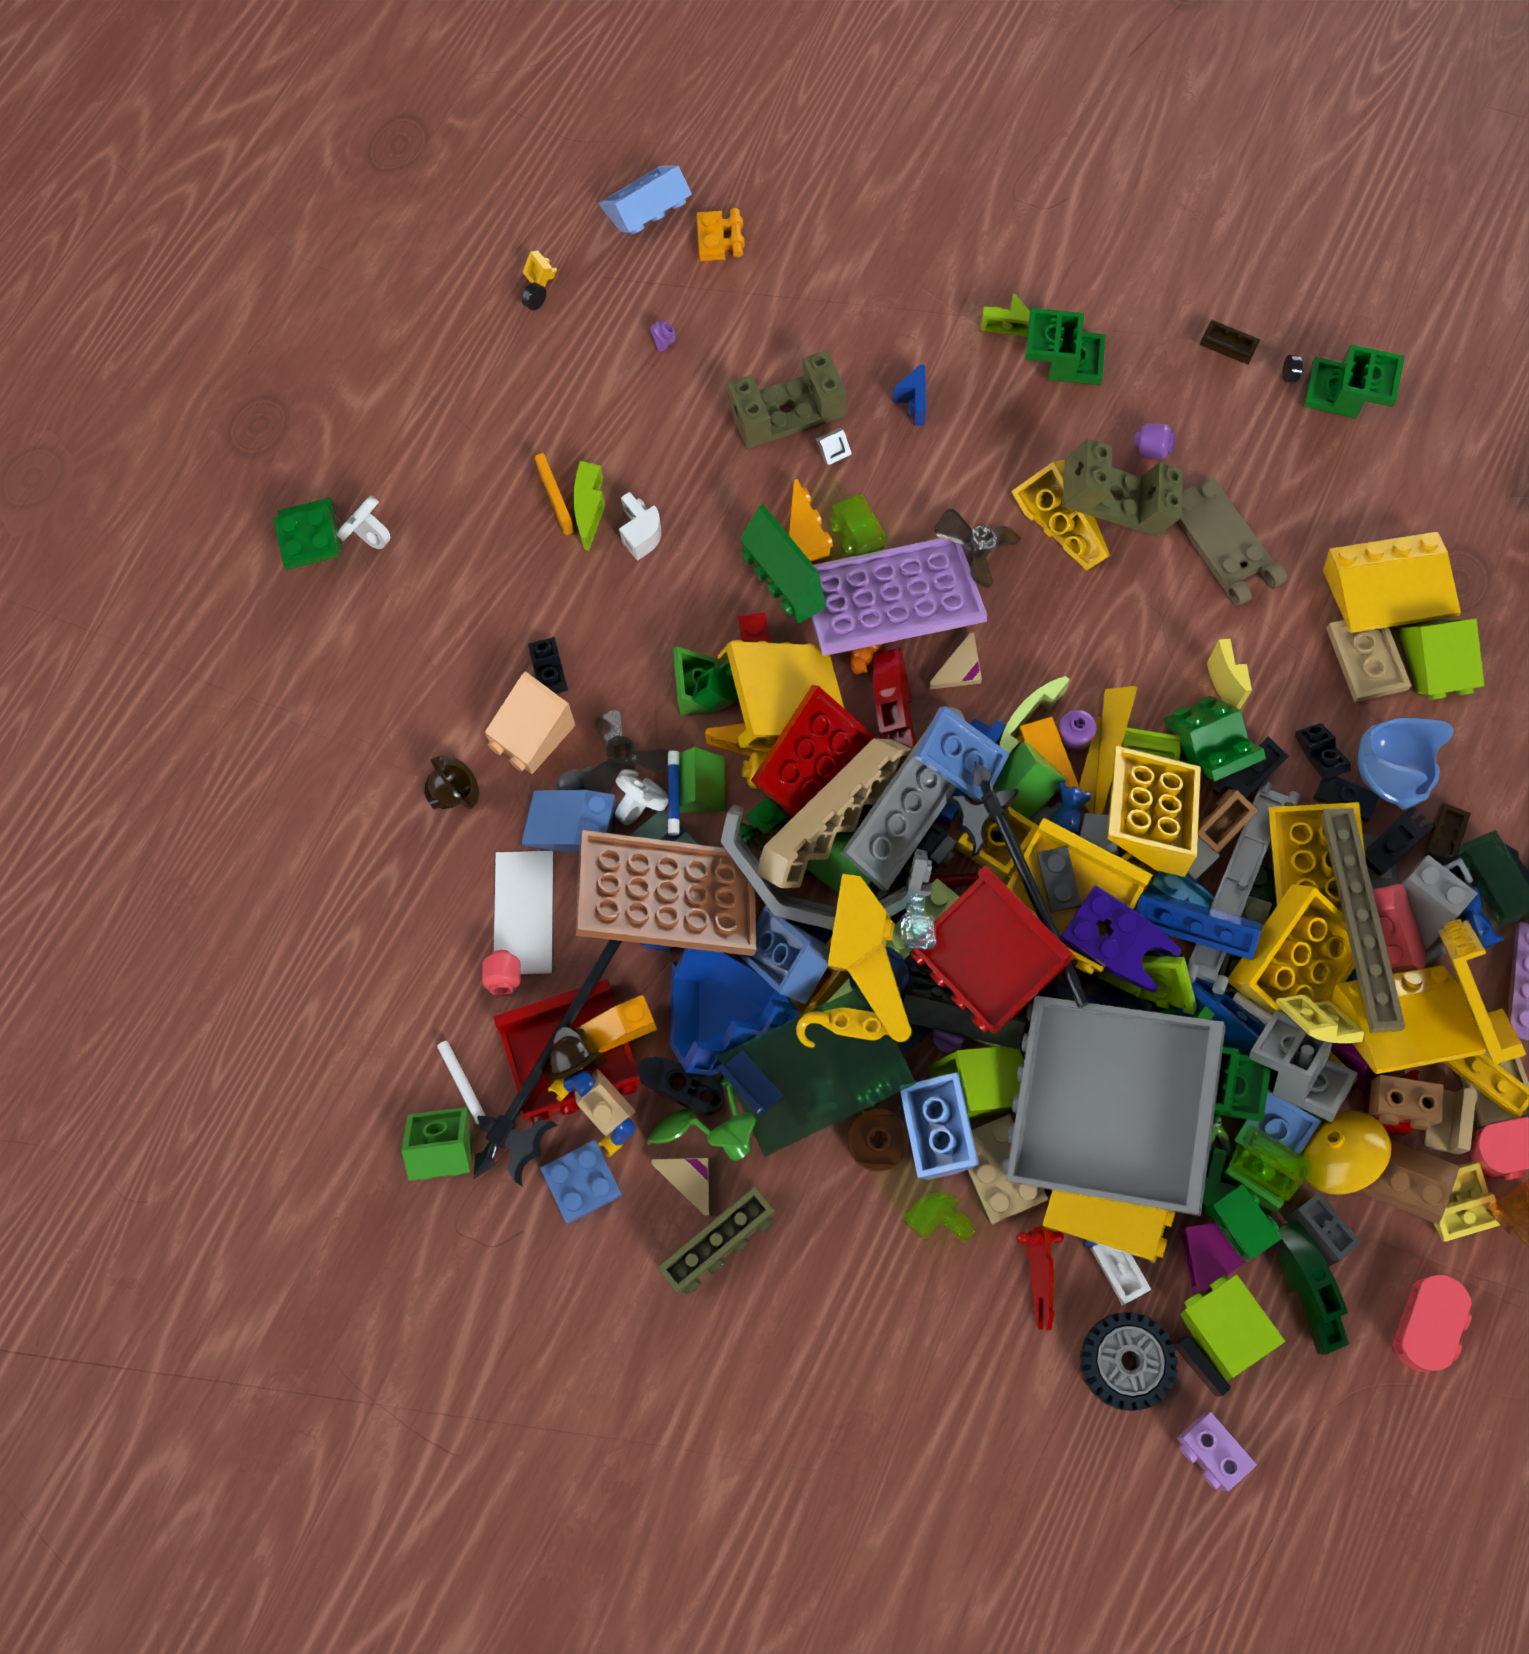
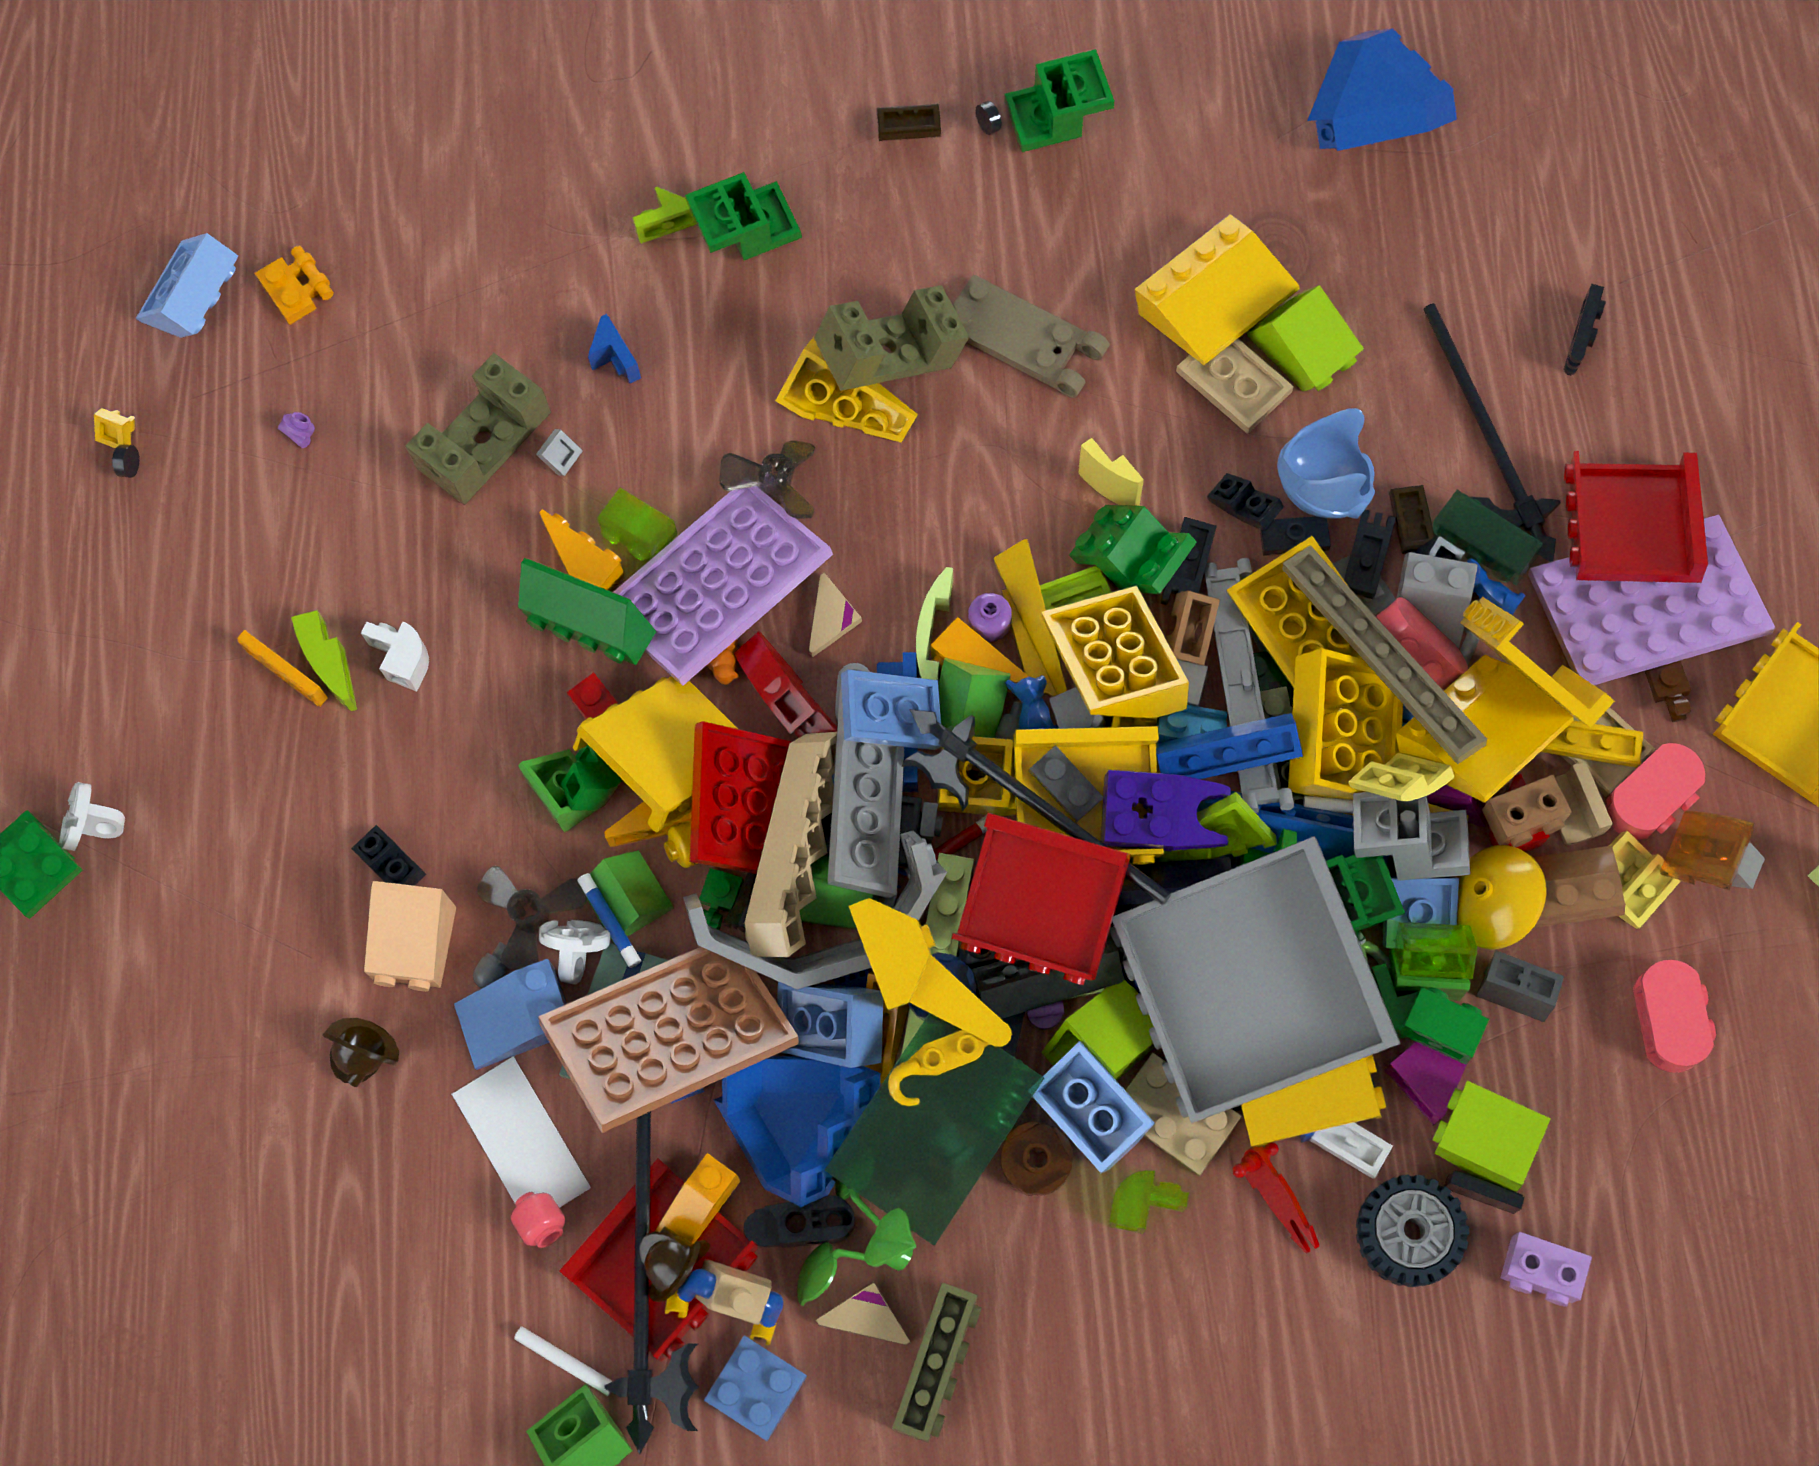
camera: 30 degrees left, 0 degrees up
(751, 1083) = (876, 1177): dark blue panel -> none
(915, 927) = (953, 918): clear light blue plate -> none
(1155, 441) = (893, 268): medium lavender head -> none
(1317, 1288) = (1551, 1049): dark green slope -> none

